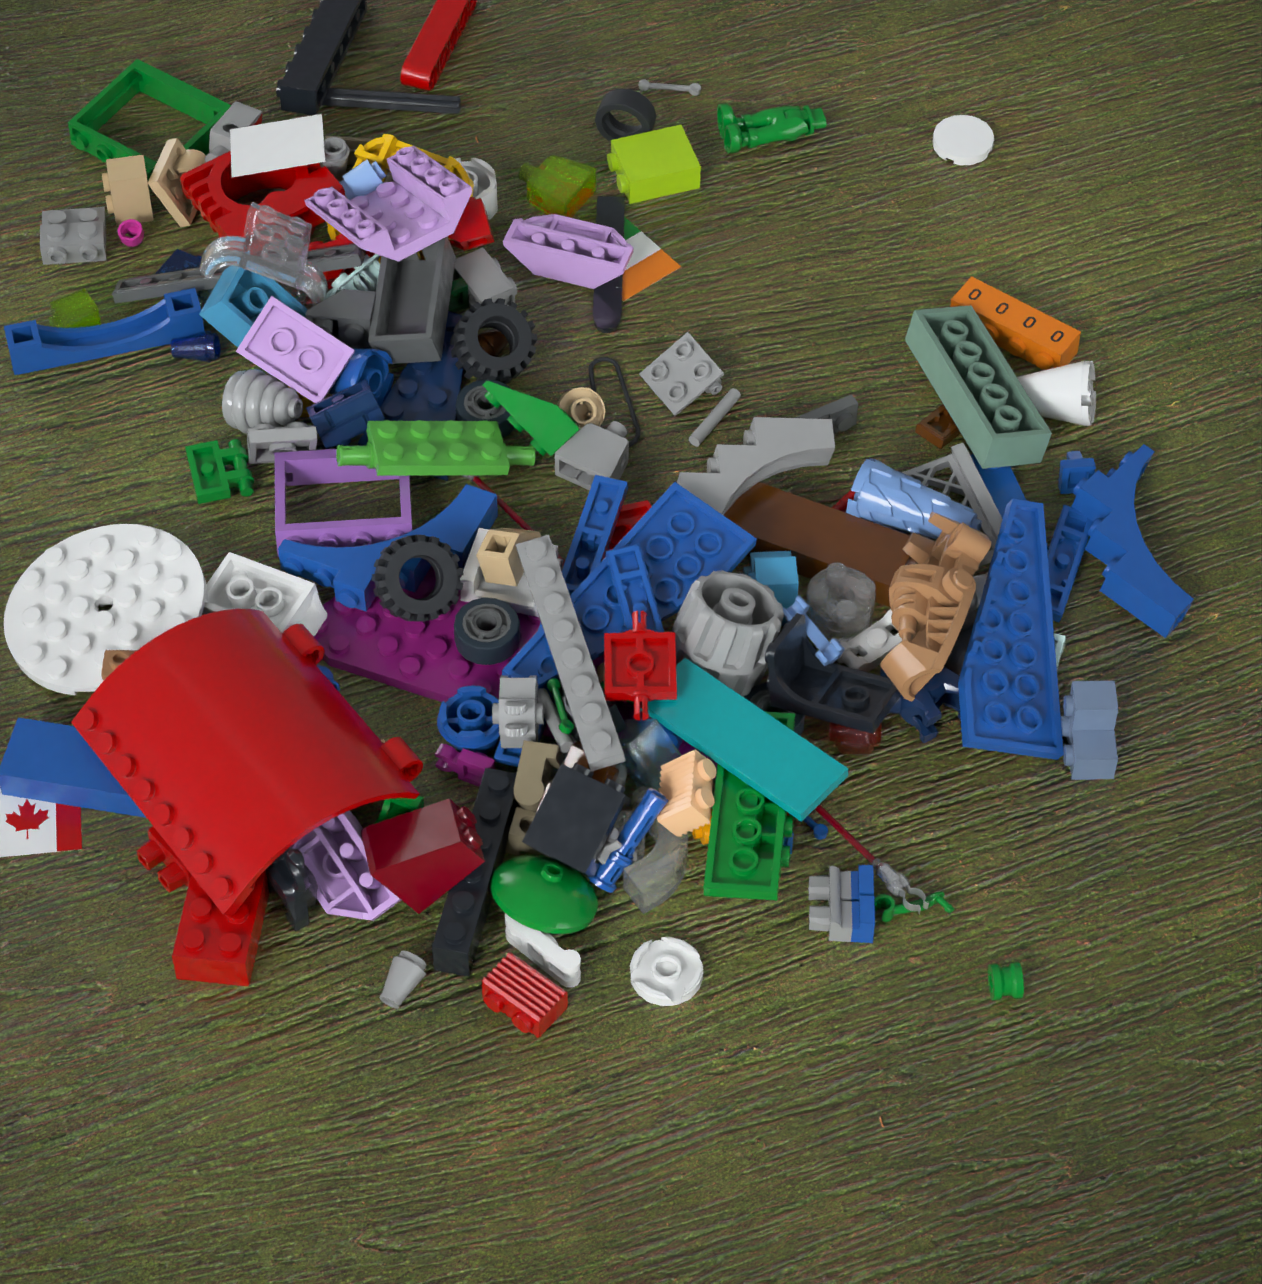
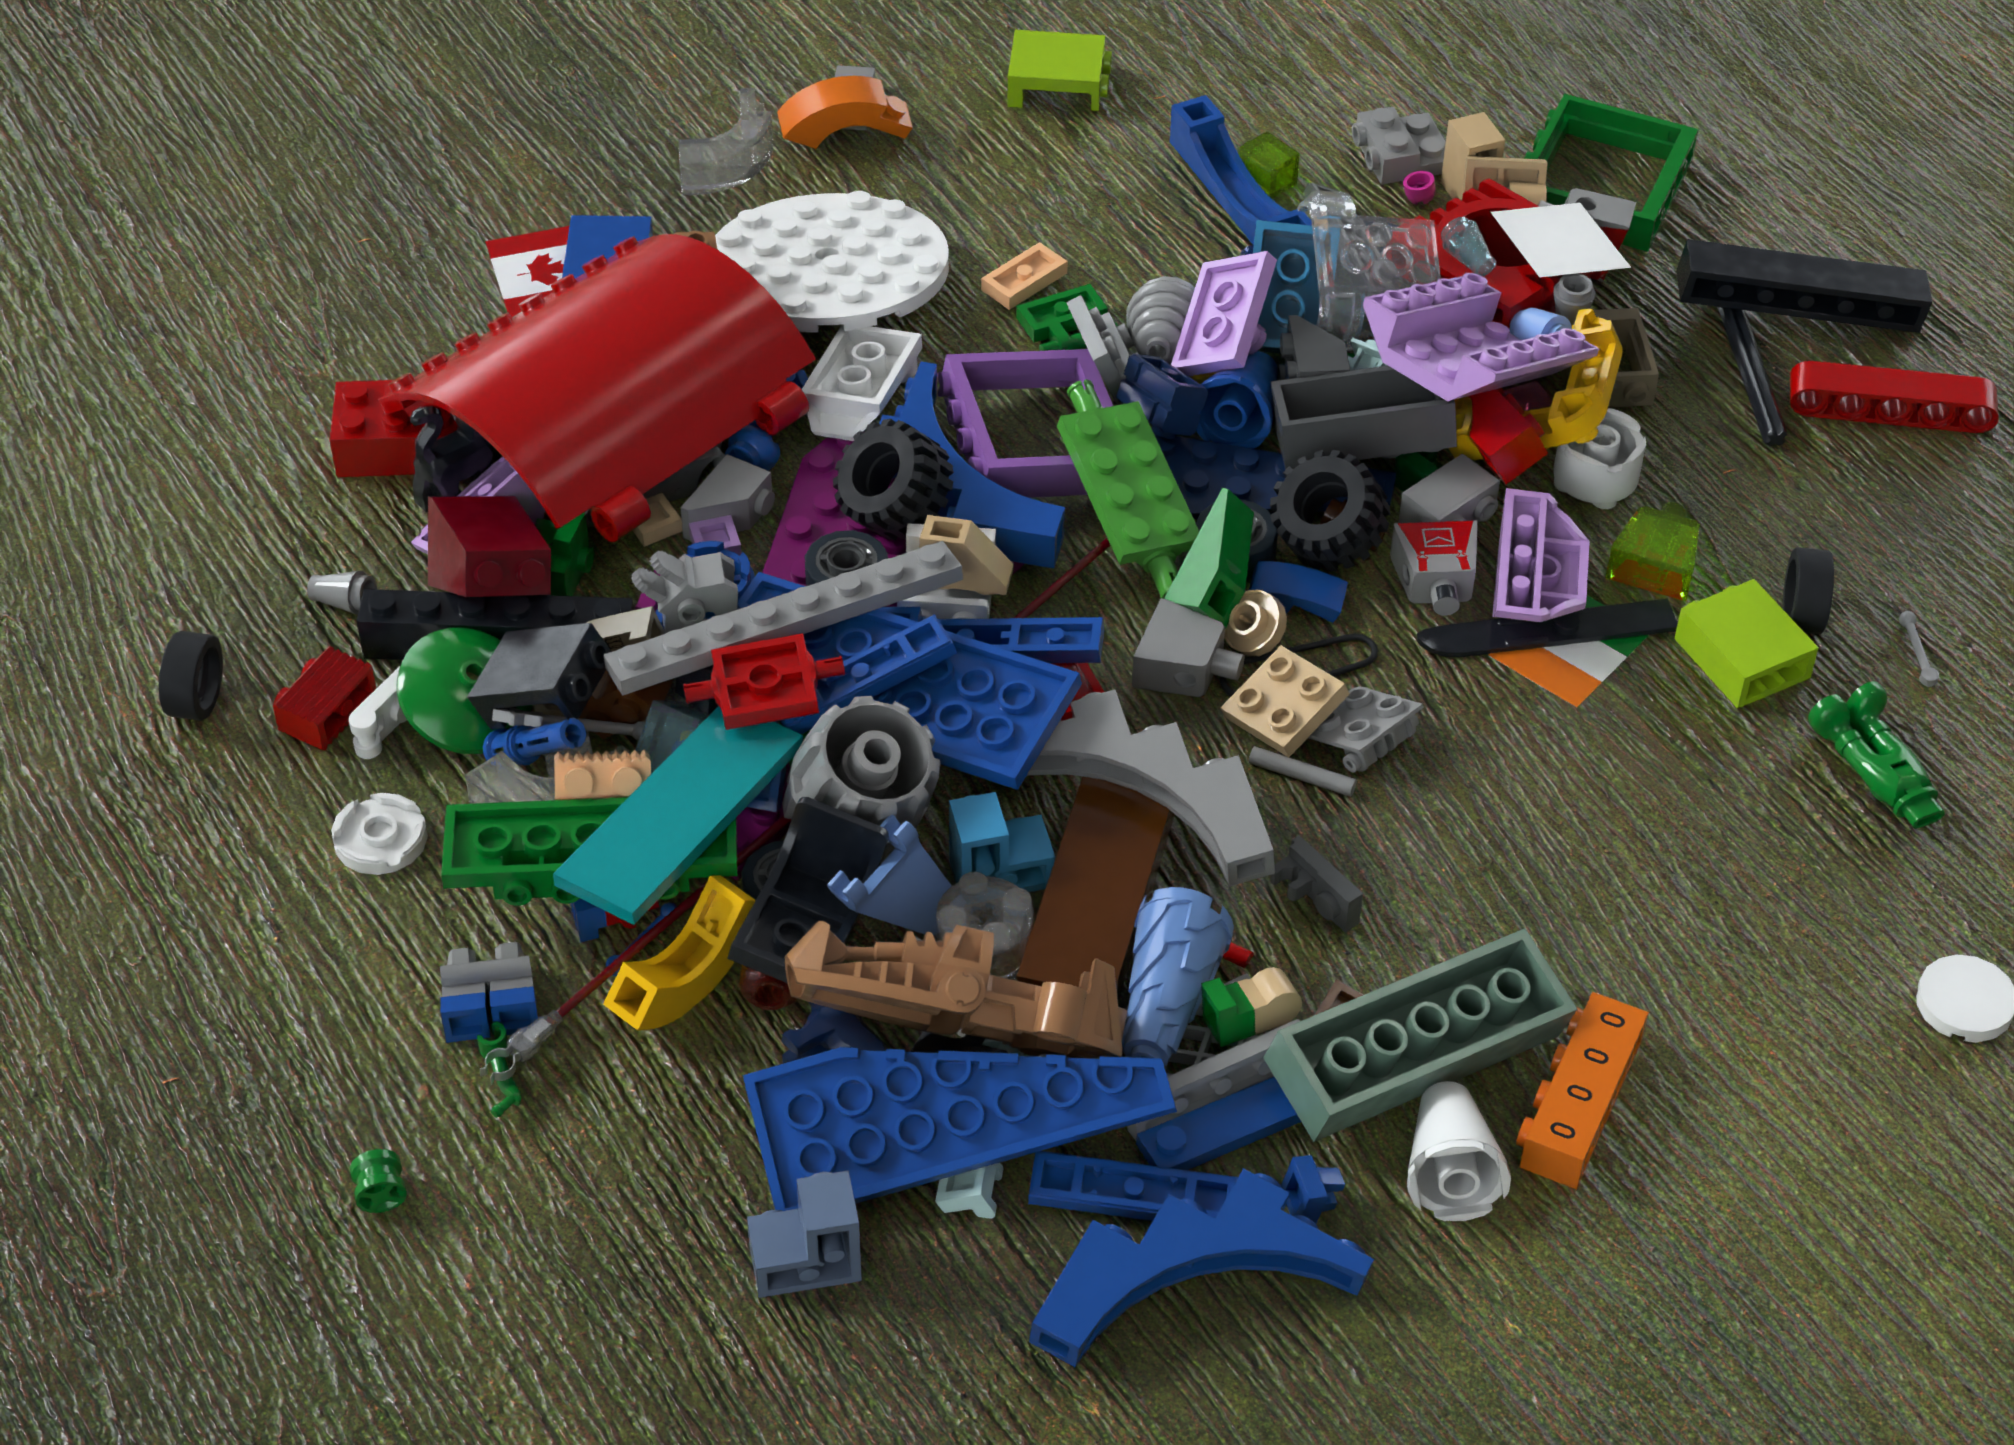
camera: 80 degrees right, 5 degrees down
(155, 488) = (1024, 275): none -> light nougat plate
(278, 192) = (1466, 244): none -> clear light blue cone
(369, 699) = (732, 490): none -> light grey slope
(407, 722) = (716, 529): none -> lavender plate
(492, 1079) = (190, 675): none -> black tyre
(546, 300) = (1436, 562): none -> light grey torso
(548, 380) = (1301, 587): none -> blue slope
(660, 407) = (1285, 701): none -> tan plate
(859, 797) = (684, 973): none -> yellow arch
(935, 467) = (1249, 1005): none -> leg

